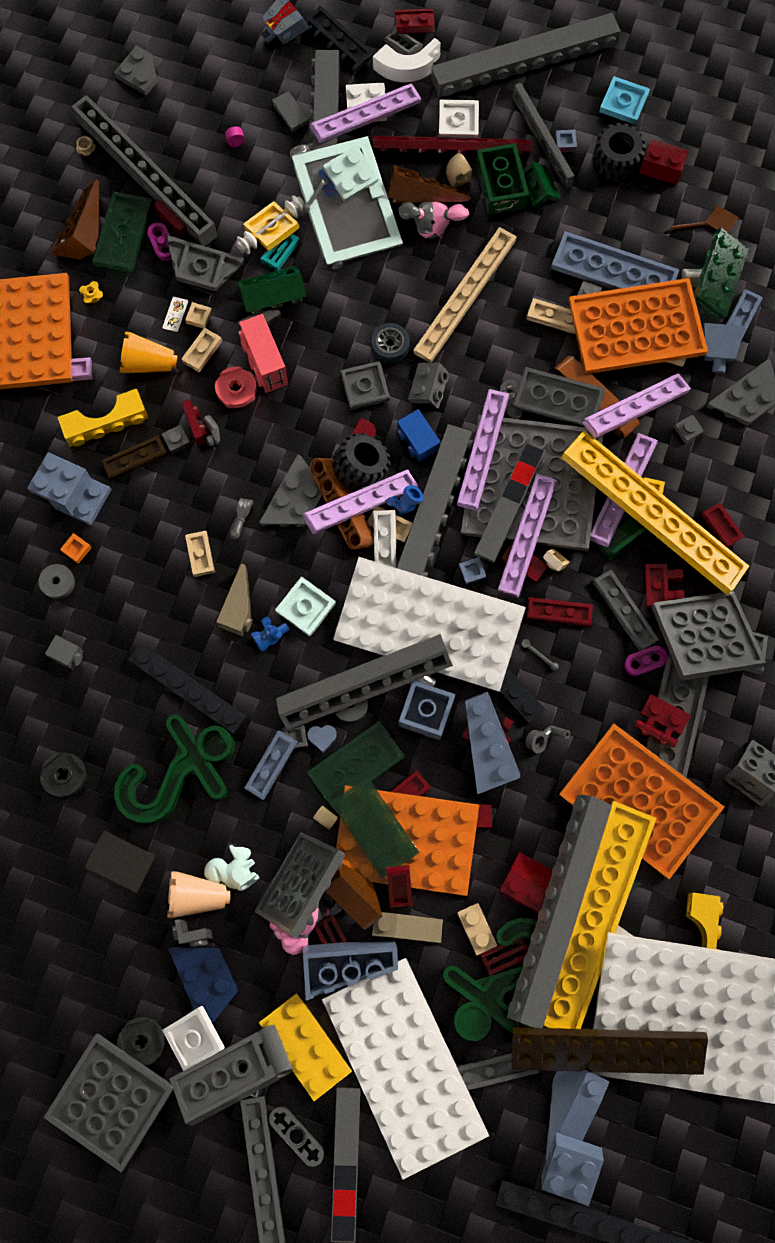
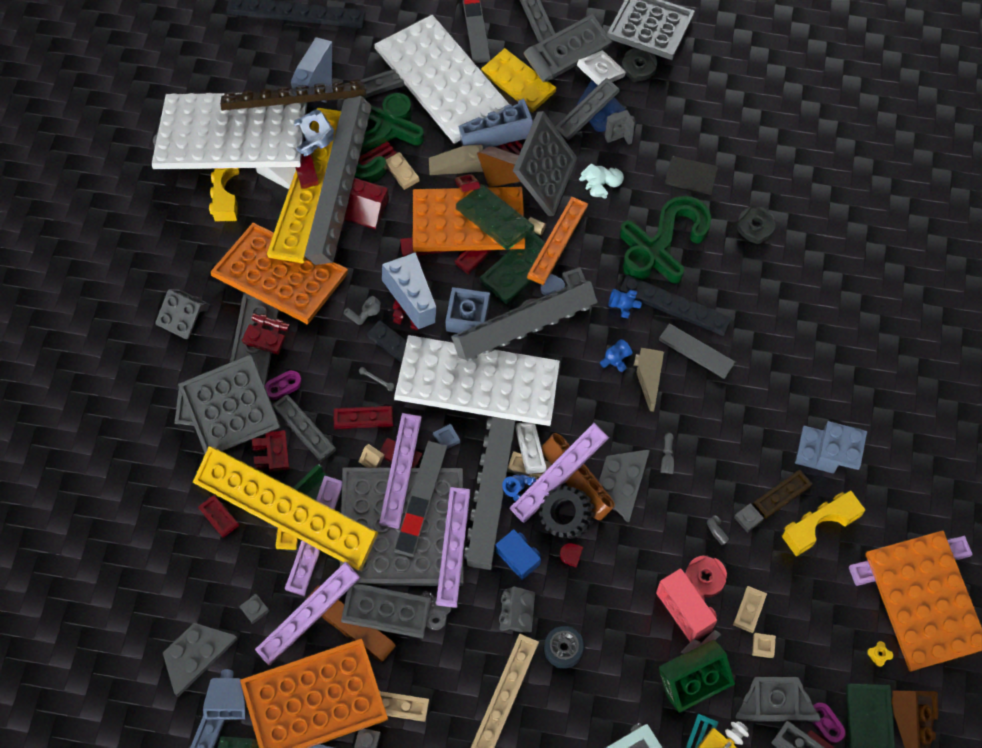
camera: 170 degrees right, 10 degrees down
(54, 572) = (819, 366): dark grey piece -> none
(64, 652) = (786, 313): dark grey brick -> none
(75, 548) = (808, 401): orange plate -> none
(143, 356) = (802, 588): light orange cone -> none
(175, 314) = (788, 649): white sticker -> none
(178, 628) = (697, 351): none -> dark grey tile
(192, 414) = (739, 538): dark red plate -> none
(194, 895) = (625, 154): light nougat cone -> none
(200, 553) = (695, 414): tan plate -> none
(226, 971) = (587, 109): none -> dark grey plate
(245, 700) = (624, 301): none -> blue piece
(271, 764) = (589, 255): sand blue tile -> none
(303, 789) = (557, 241): none -> orange tile
(305, 606) = (590, 384): light aqua plate -> none
(312, 1145) = (515, 35): dark grey beam -> none
(365, 385) = (580, 599): dark grey plate -> none
(572, 1169) = (313, 32): sand blue brick -> none
(582, 970) = (314, 139): none -> sand blue piece
(598, 926) = (306, 173): none -> dark red tile

